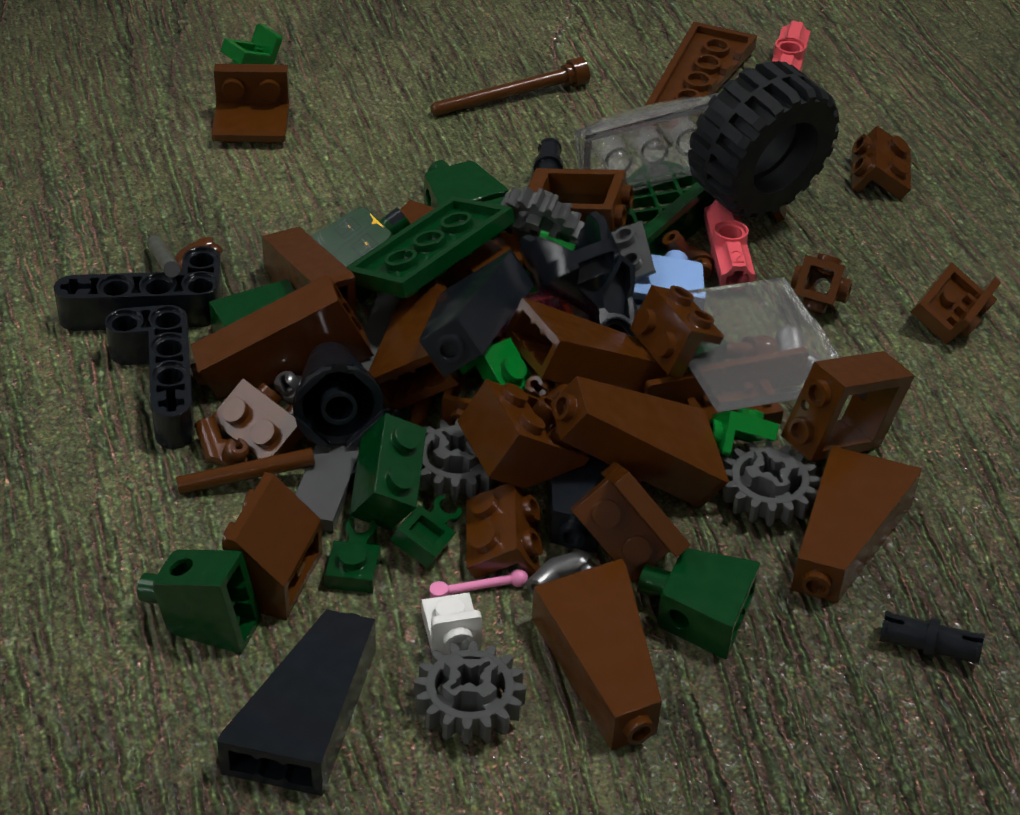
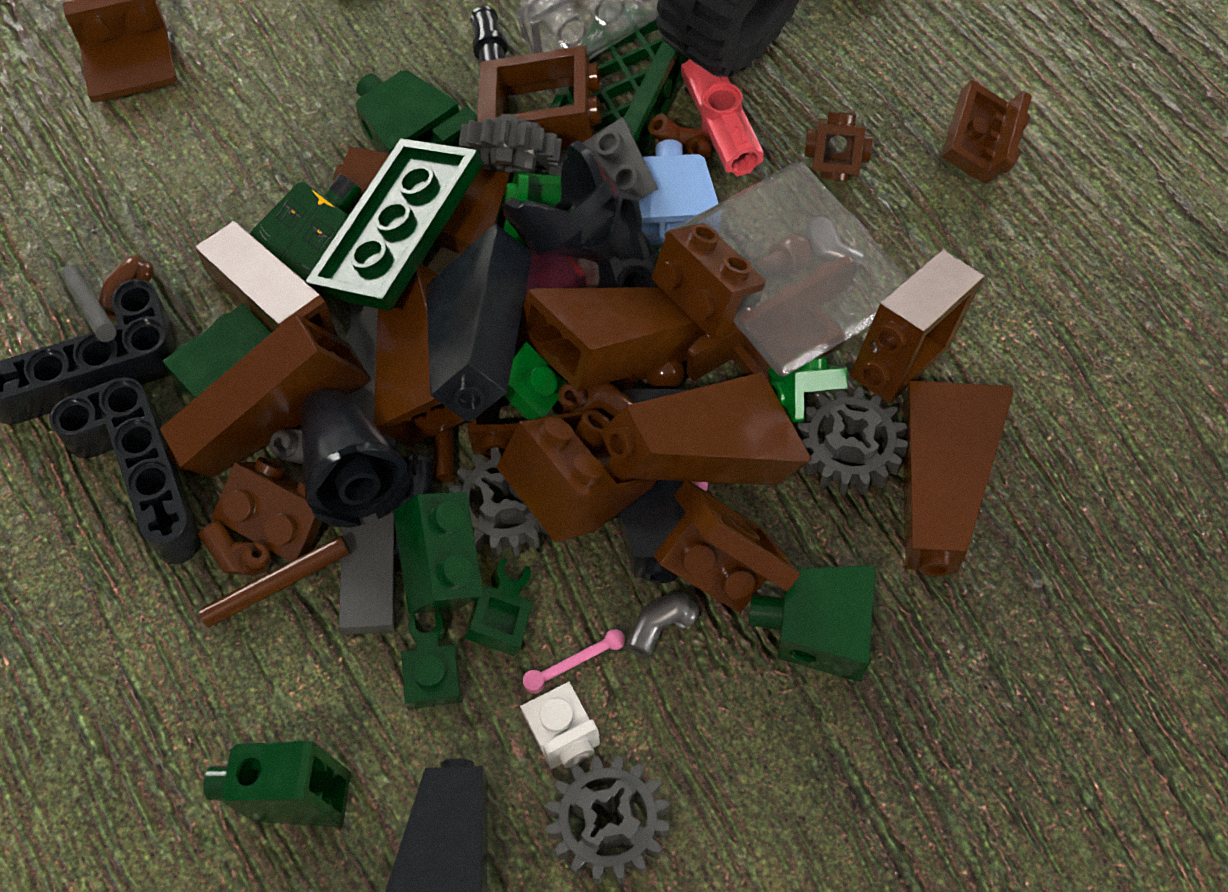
camera: 10 degrees left, 20 degrees up
(278, 544) = (339, 693): reddish brown slope -> none
(502, 531) = (582, 588): reddish brown bracket -> none
(602, 649) = (733, 719): reddish brown slope -> none
(932, 637) = (1071, 600): black pin -> none

